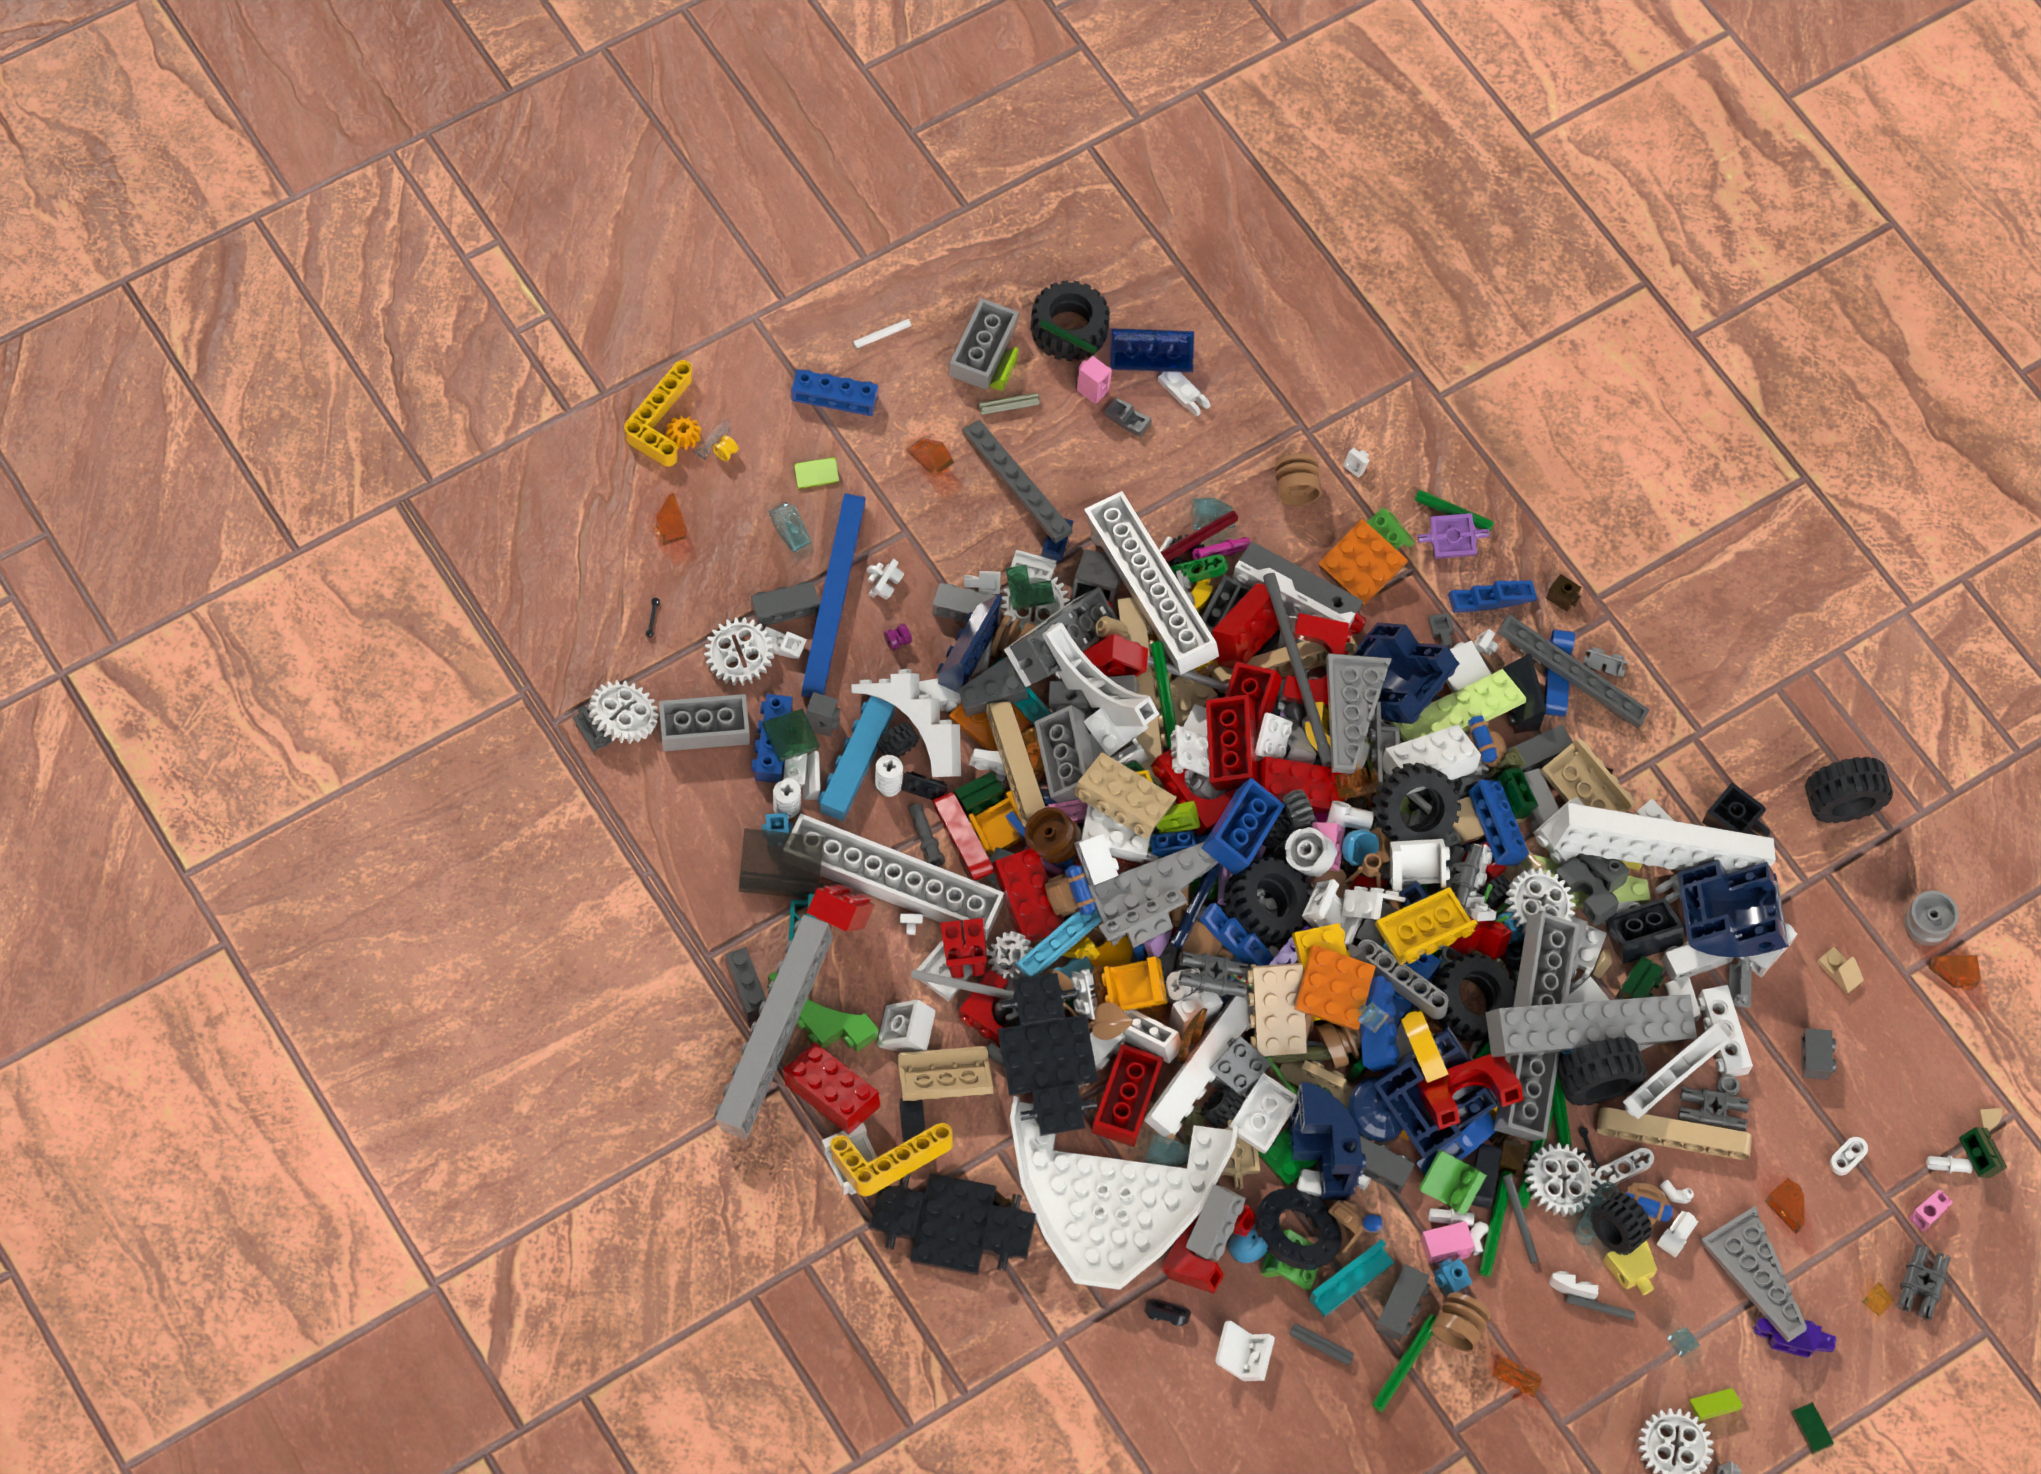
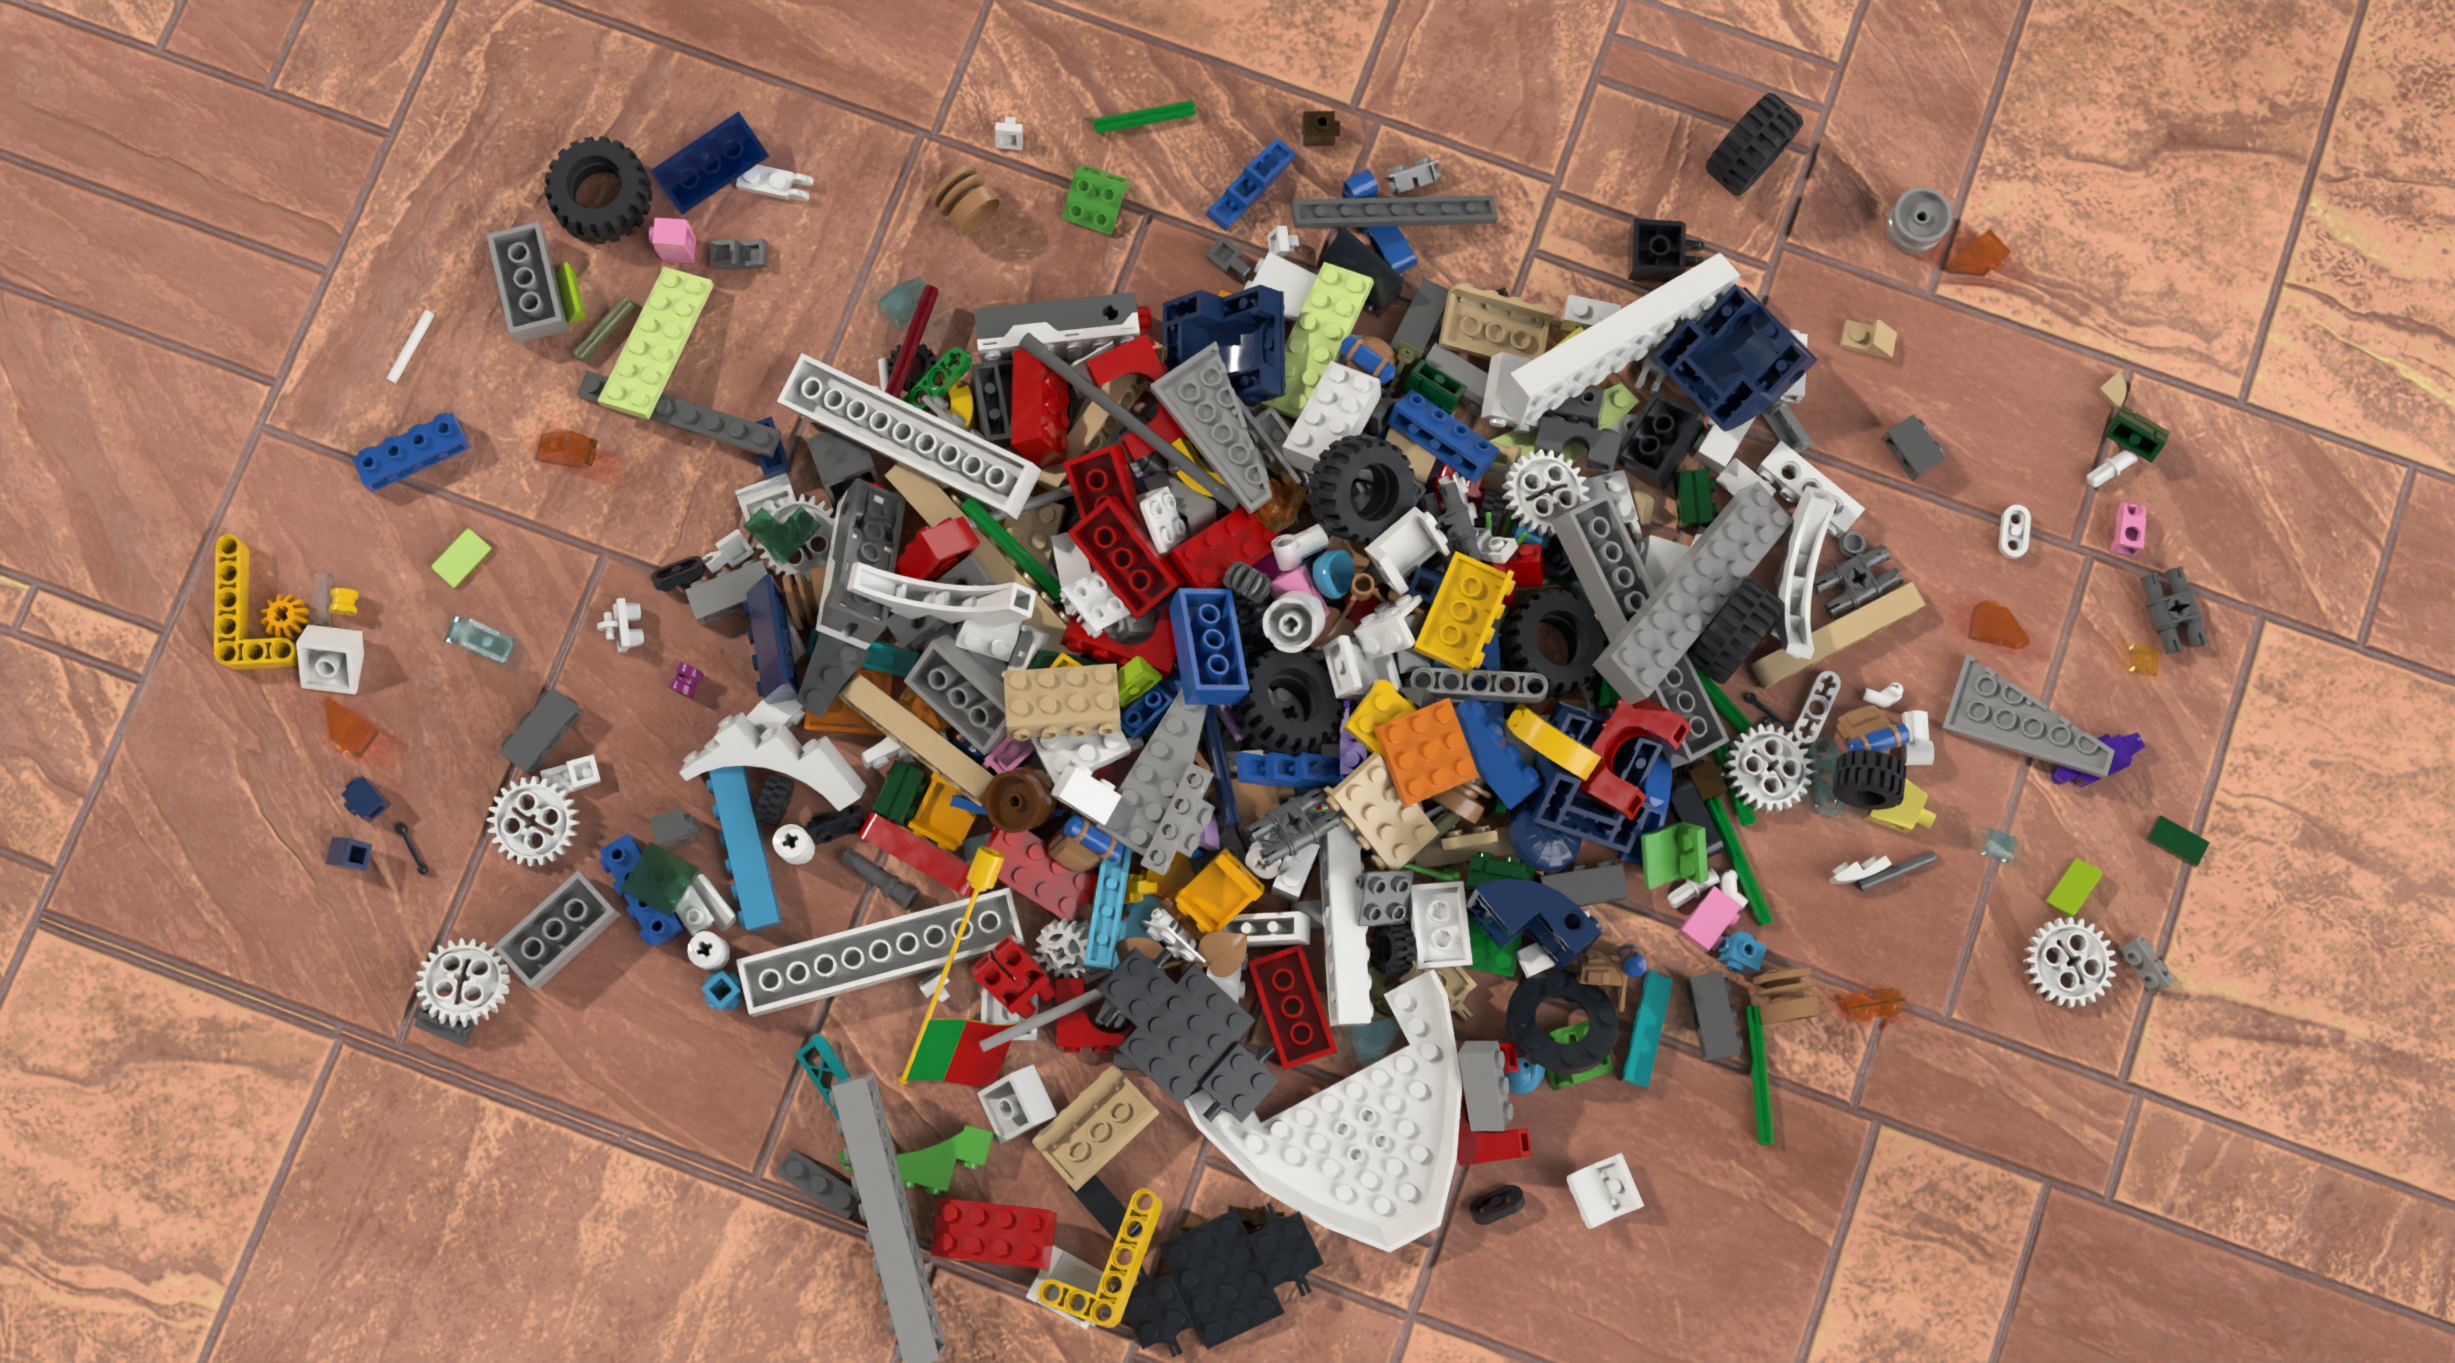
camera: 35 degrees left, 15 degrees up
(614, 591) = (349, 854): none -> dark blue brick
(647, 568) = (364, 799): none -> dark blue brick
(691, 475) = (330, 659): none -> white slope
(780, 863) = (758, 1030): clear smoke door -> none
(833, 595) = (584, 684): blue beam -> none
(841, 907) = (859, 1038): red brick -> none
(891, 962) = (950, 1046): none -> flag
(936, 571) = (678, 573): none -> black plate
(1035, 431) = (655, 343): none -> yellowish green plate
(1068, 337) = (613, 214): dark green bar -> none
(1108, 626) = (905, 516): tan brick -> none
(1192, 1034) = (1314, 894): clear orange slope -> none
(1228, 547) = (949, 329): dark pink pin -> none
(1321, 1344) = (1666, 1119): dark grey axle -> none
(1363, 562) = (1097, 243): orange plate -> none
(1372, 1016) = (1487, 756): clear light blue tile -> none
(1453, 536) = (1165, 146): medium lavender plate -> none
(1521, 1220) = (1760, 839): dark grey bar -> none

